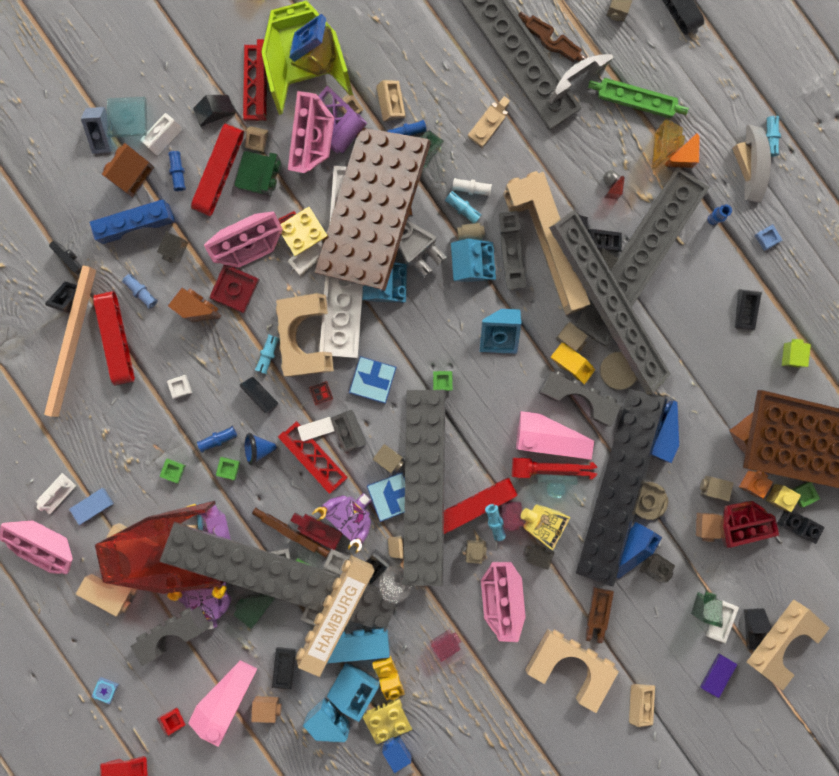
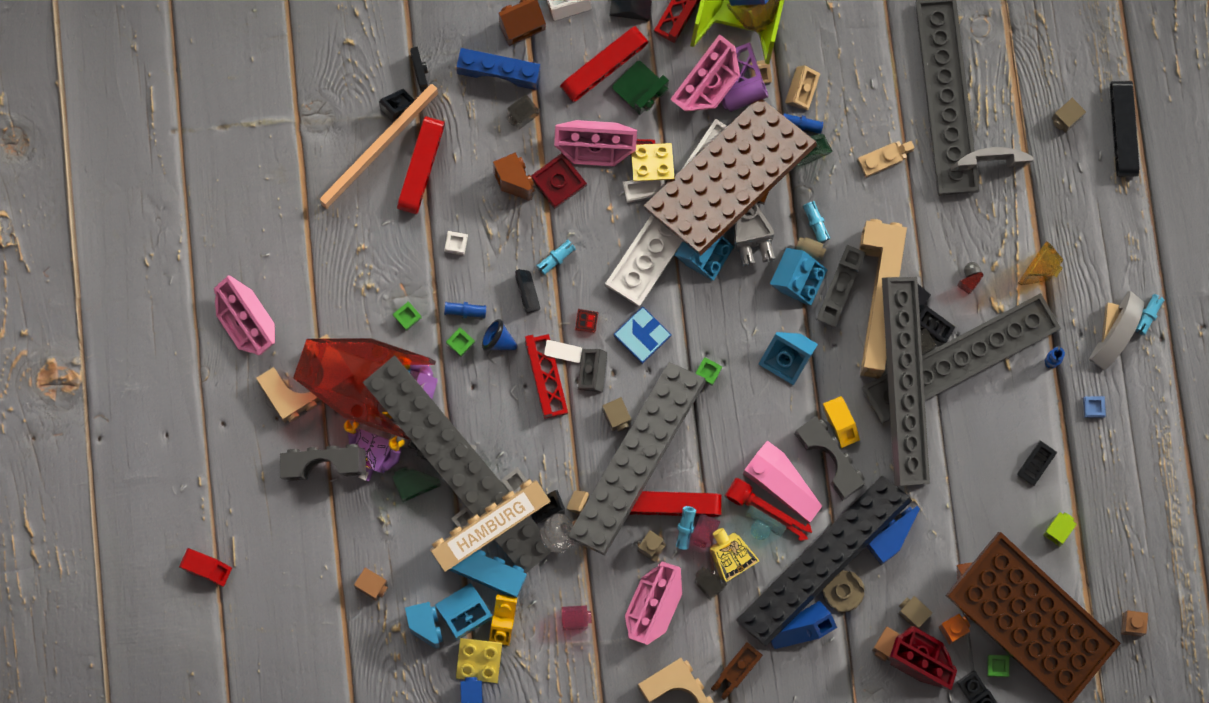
camera: 20 degrees right, 10 degrees down
(55, 494) = (285, 278): white hinge -> none
(91, 506) = (311, 308): medium blue tile -> none
(105, 690) = (228, 485): medium blue tile -> none
(139, 291) = (469, 135): medium blue pin -> none
(171, 721) = (273, 548): red slope -> none
(177, 171) = (565, 44): blue pin -> none
(217, 709) = (330, 558): bright pink wedge -> none
(256, 138) = (656, 55): tan slope -> none
(283, 668) = (409, 556): black plate -> none
(290, 315) = (599, 232): tan arch -> none
(295, 536) = (483, 428): reddish brown piece -> none
(317, 530) = (513, 445): dark red hinge -> none
(348, 517) = (549, 447): medium lavender torso -> none
(388, 496) = (597, 451): medium azure tile -> none
(472, 187) = (835, 208): white pin -> none
(544, 32) = (982, 103): reddish brown piece -> none
(572, 337) = (854, 397): dark tan brick -> none
(617, 372) = (878, 453): dark tan tile -> none
(638, 98) = (1038, 210): bright green plate -> none
(658, 568) = (817, 656): clear smoke brick -> none
(687, 155) = (1055, 286): orange slope -> none
(783, 497) = (973, 655): light yellow brick -> none

